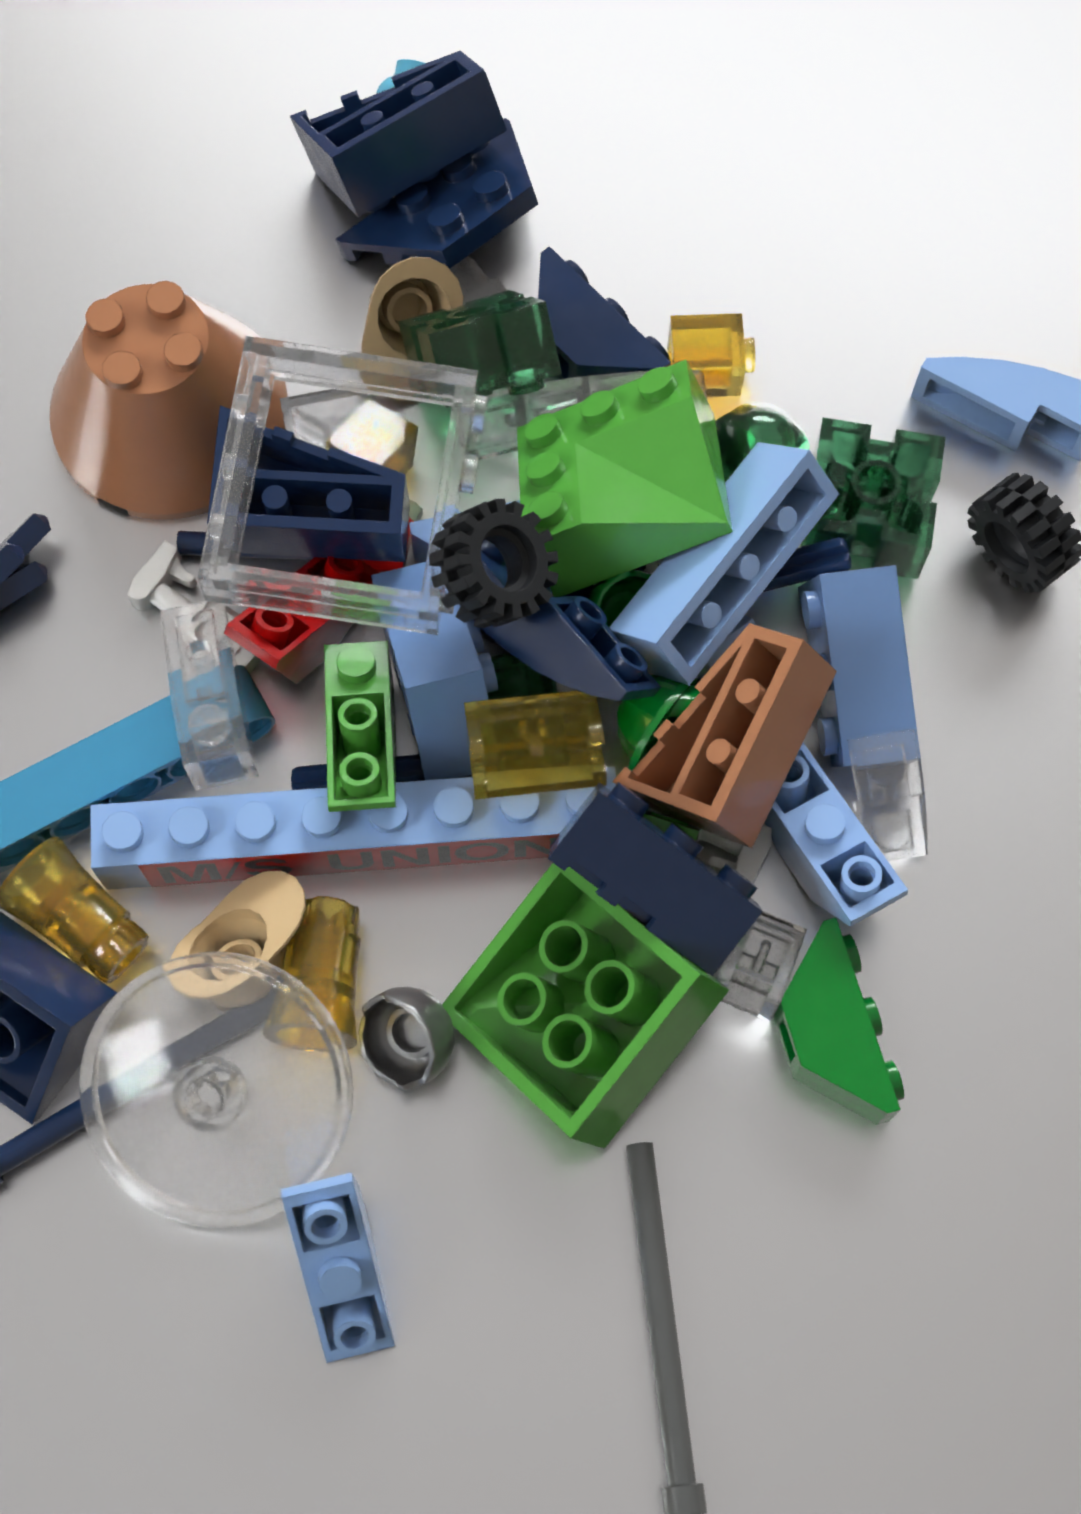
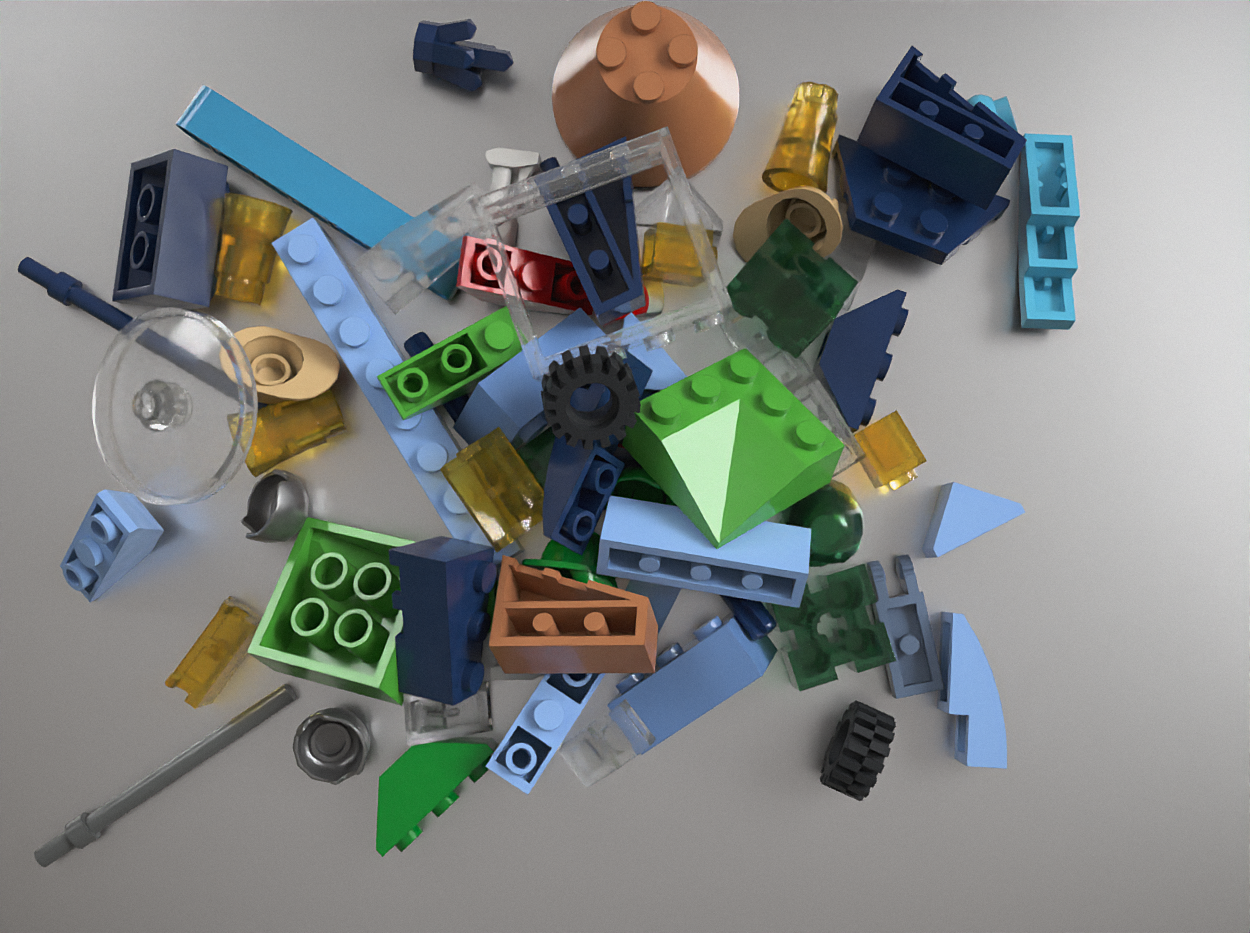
camera: 65 degrees right, 15 degrees up
(322, 270) = (804, 140): none -> clear yellow plant
(543, 1205) = (216, 653): none -> clear yellow hinge
(567, 106) = (1047, 231): none -> medium azure slope
(734, 1113) = (331, 745): none -> flat silver hair
(817, 317) = (963, 516): none -> light blue slope
(967, 436) = (908, 630): none -> sand blue hinge

